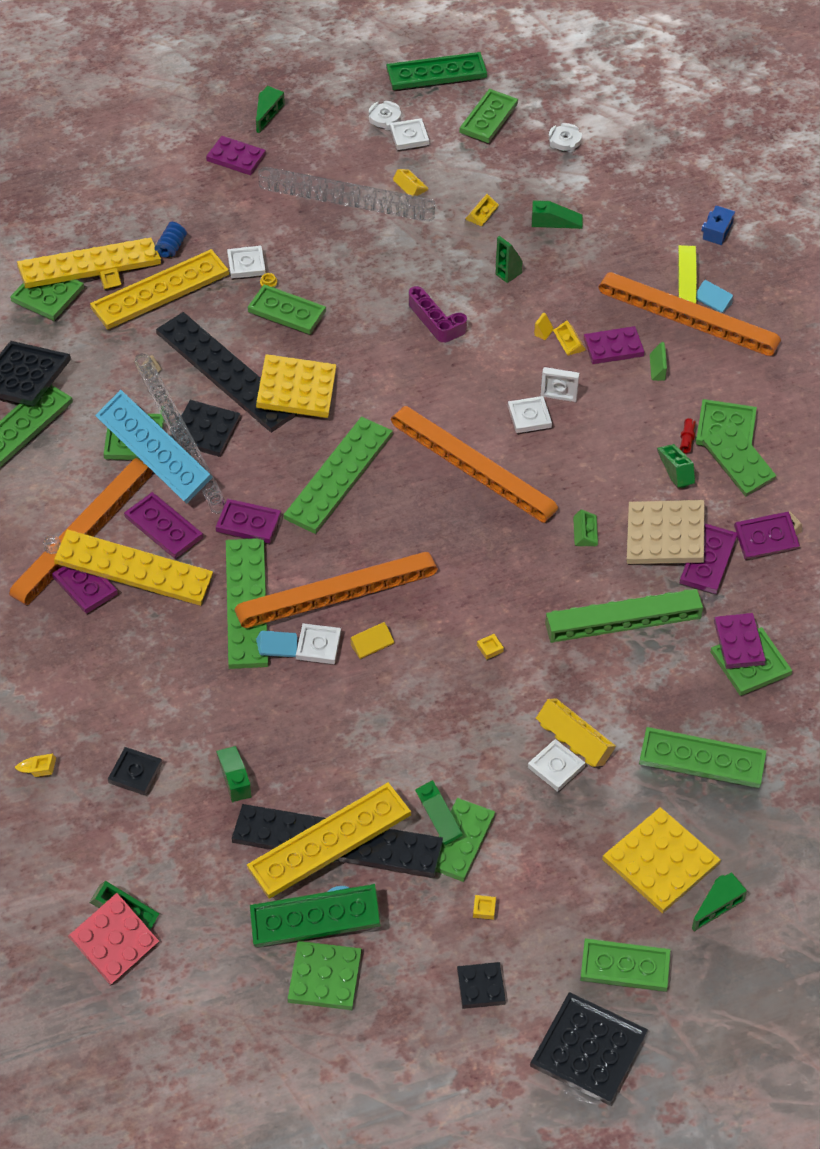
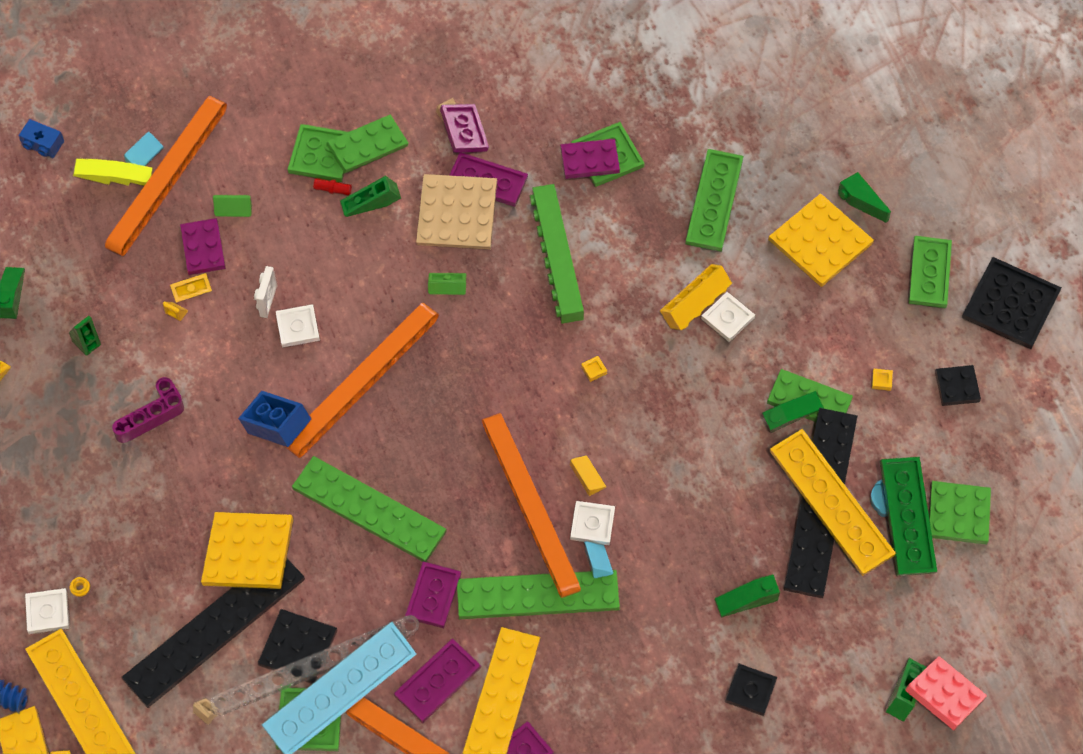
camera: 90 degrees left, 10 degrees up
(286, 309) = (126, 565): bright green plate -> none
(422, 393) = (274, 418): none -> blue brick

